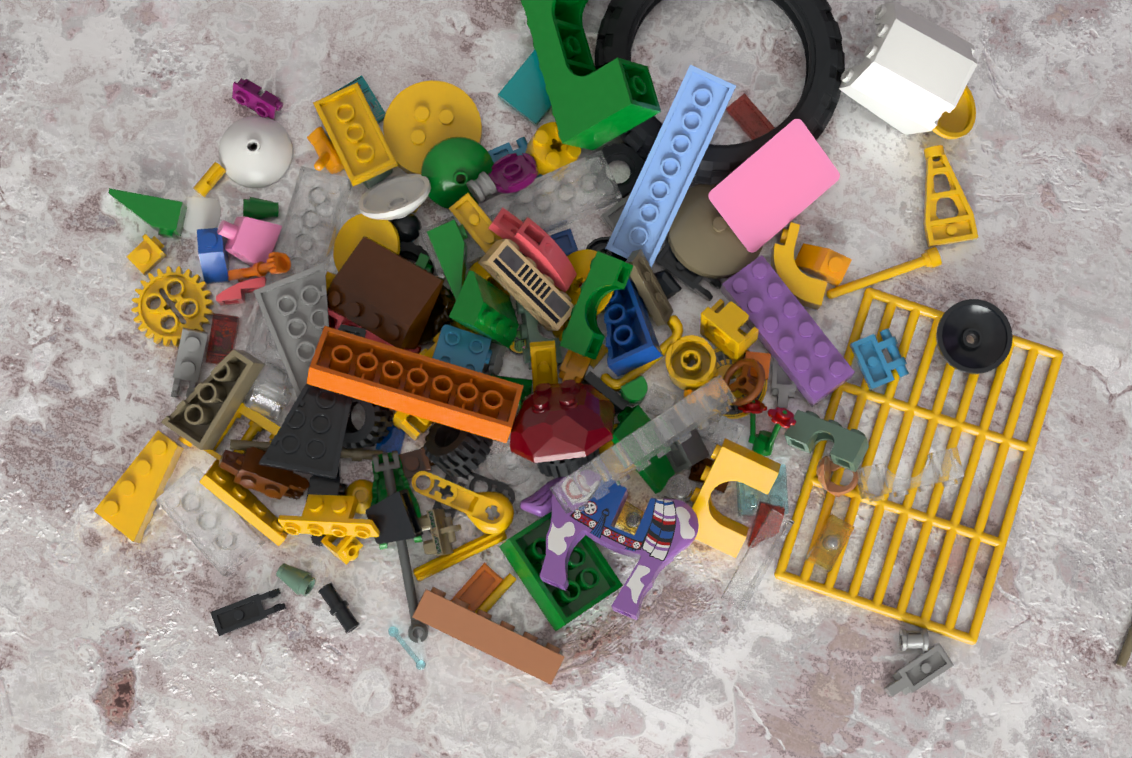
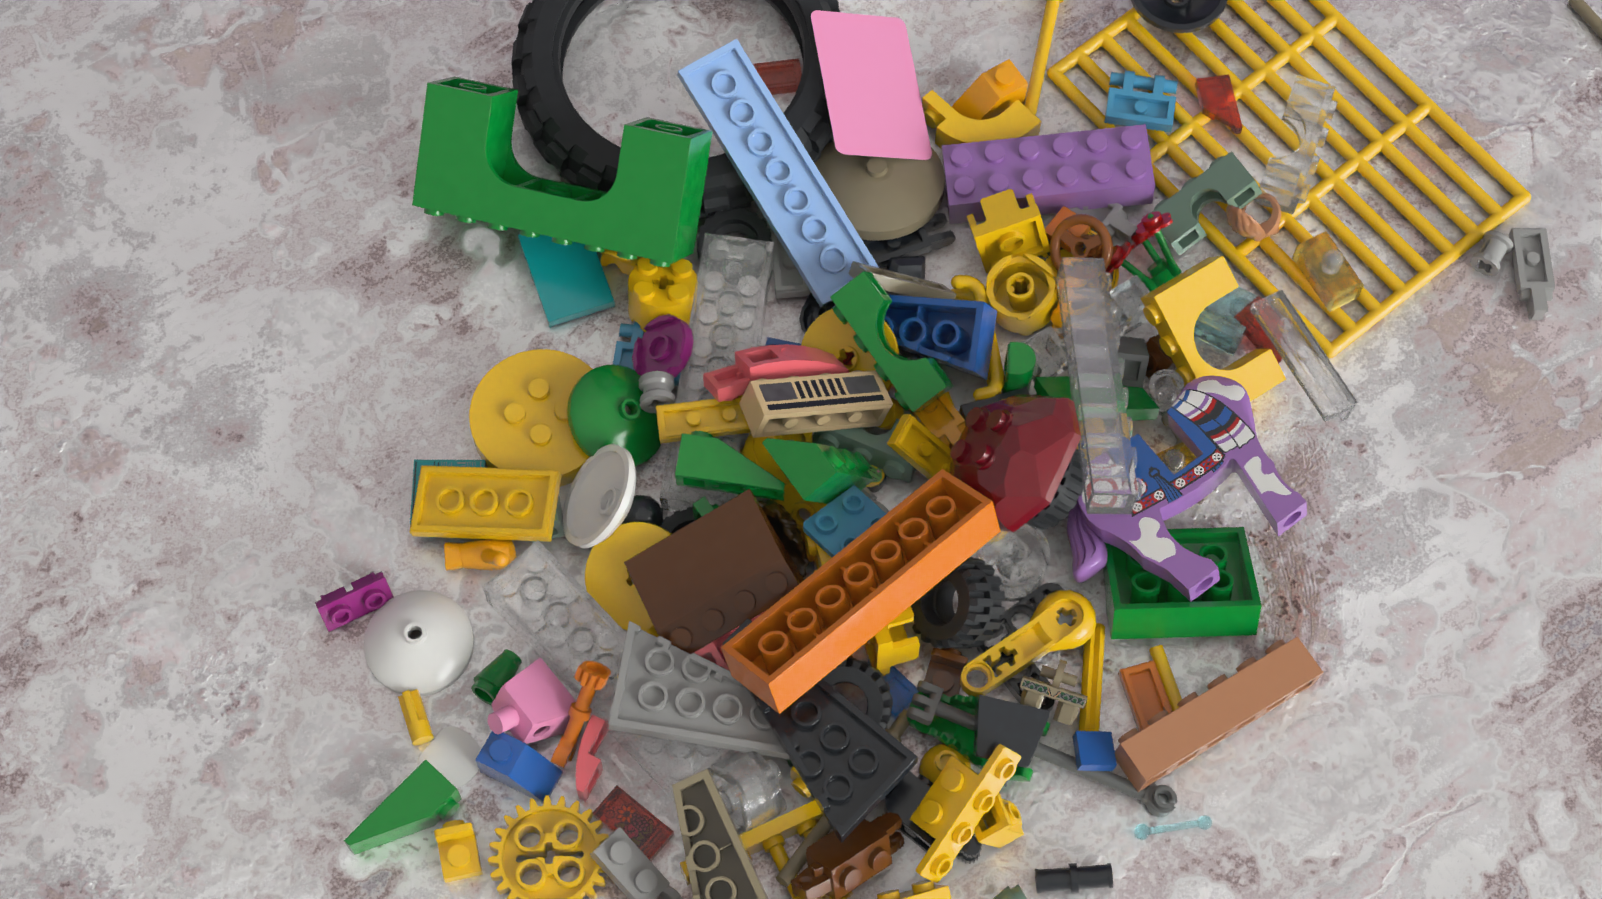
camera: 55 degrees left, 15 degrees down
(419, 576) = (1094, 751): none -> blue tile
(912, 407) = (1219, 101): none -> clear red tile

